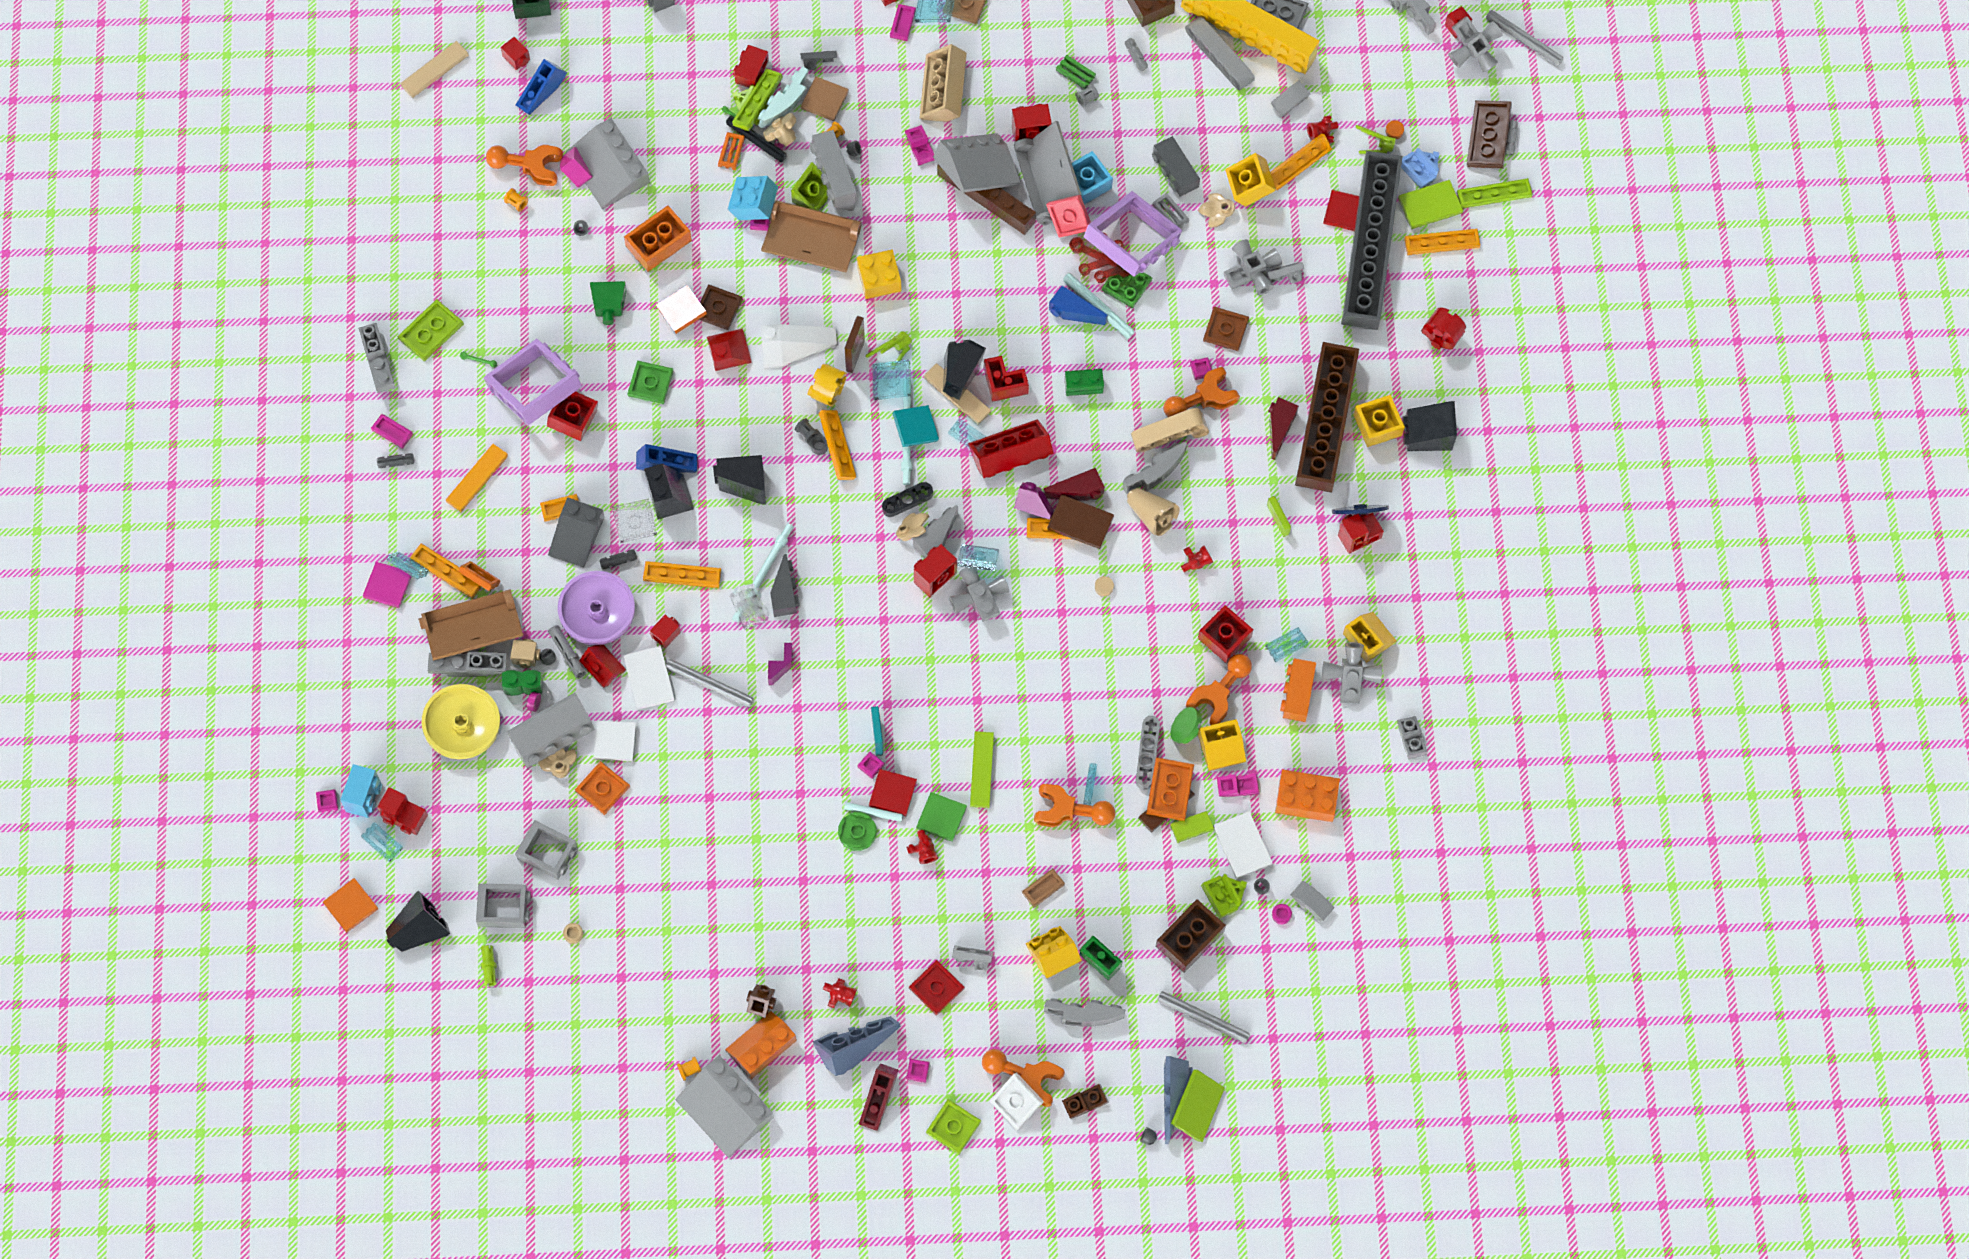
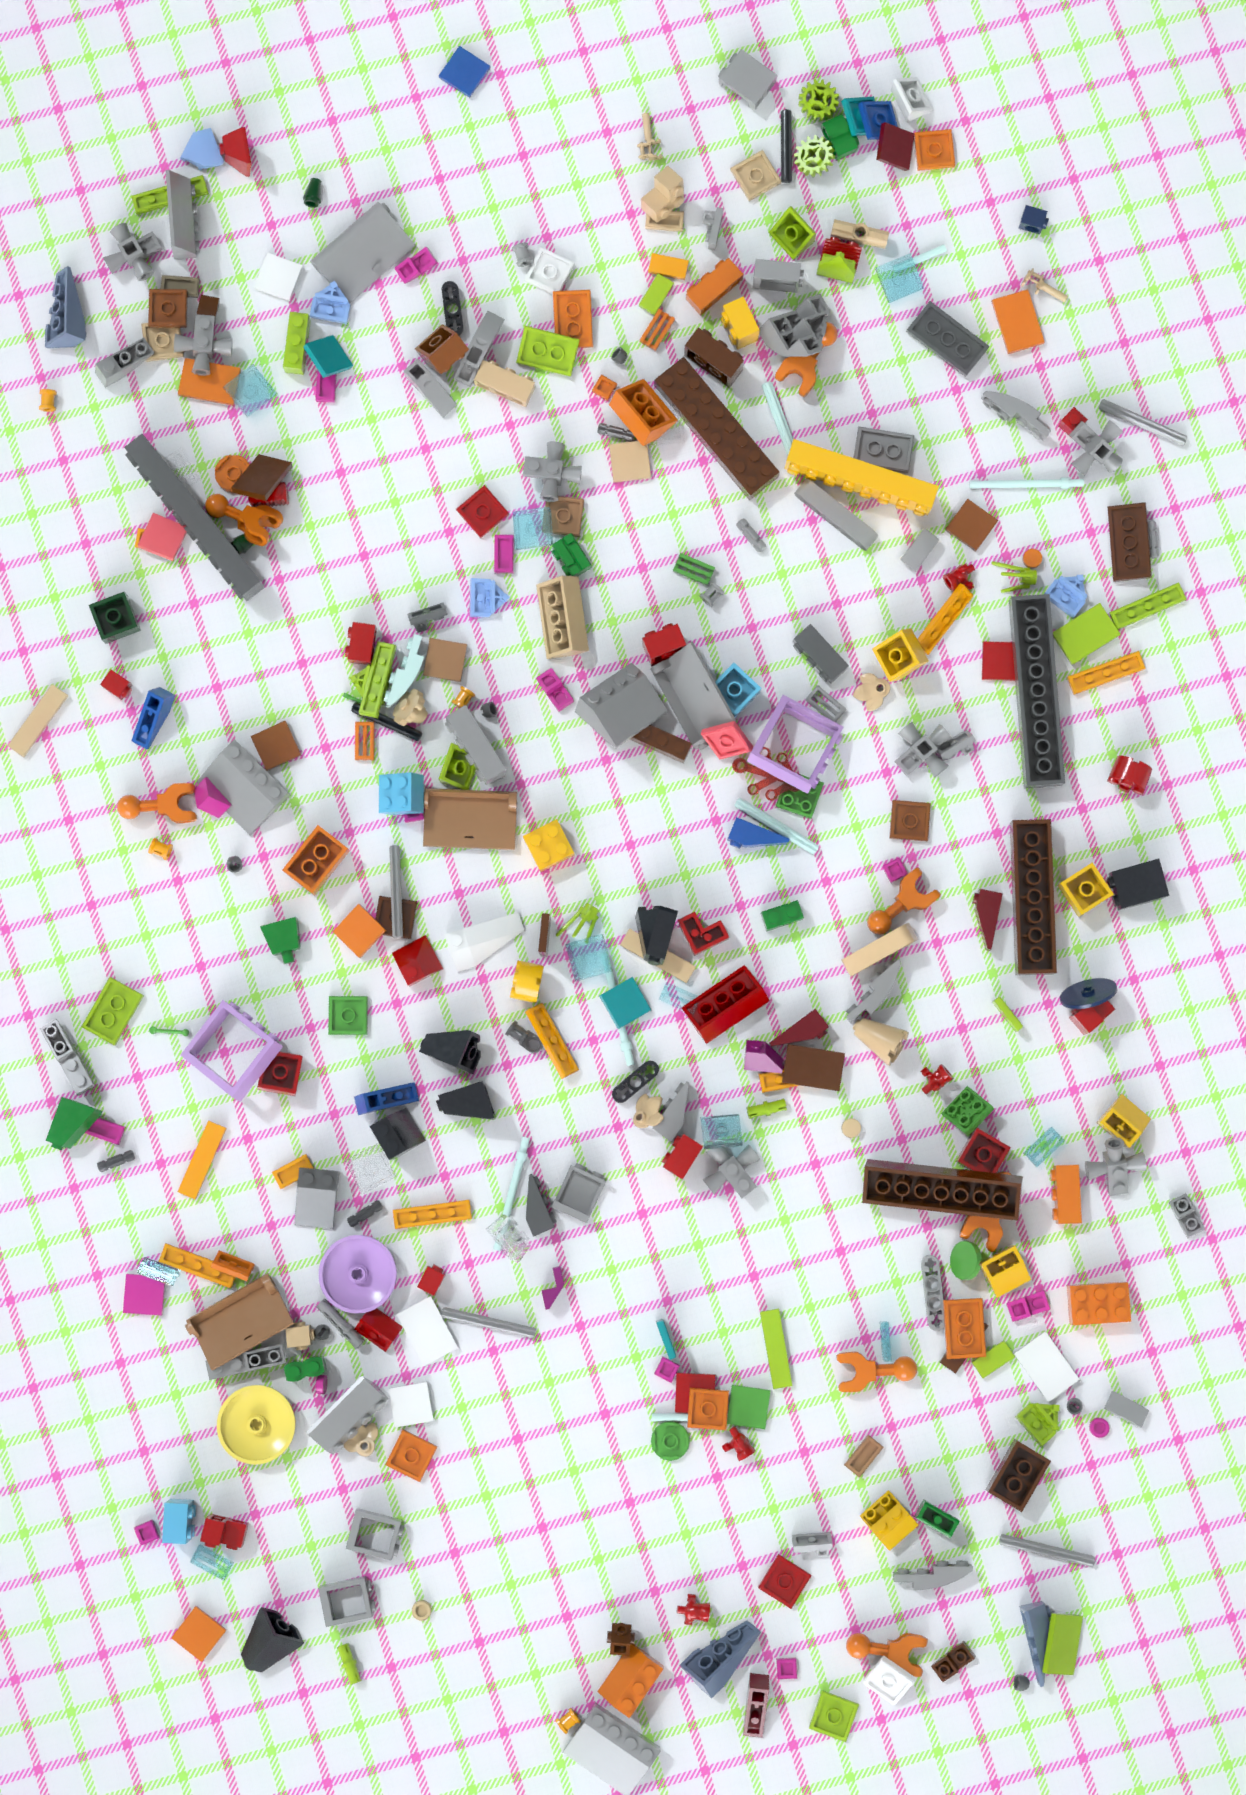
camera: 10 degrees left, 15 degrees up
(363, 415) = (70, 1123): none -> green slope
(648, 137) = (276, 745): none -> dark orange tile
(725, 282) = (396, 895): none -> light grey axle
(742, 429) = (453, 1048): none -> black slope
(828, 585) = (579, 1192): none -> light grey panel
(876, 55) = (485, 597): none -> light blue slope
(901, 807) = (708, 1409): none -> orange tile
(964, 34) = (571, 556): none -> green brick
(1026, 549) = (766, 1108): none -> lime pin
(1178, 651) = (942, 1189): none -> reddish brown brick
(1219, 591) = (967, 1111): none -> bright green tile
(1344, 90) = (971, 525): none -> dark orange tile
(1439, 72) = (1063, 483): none -> light aqua bar

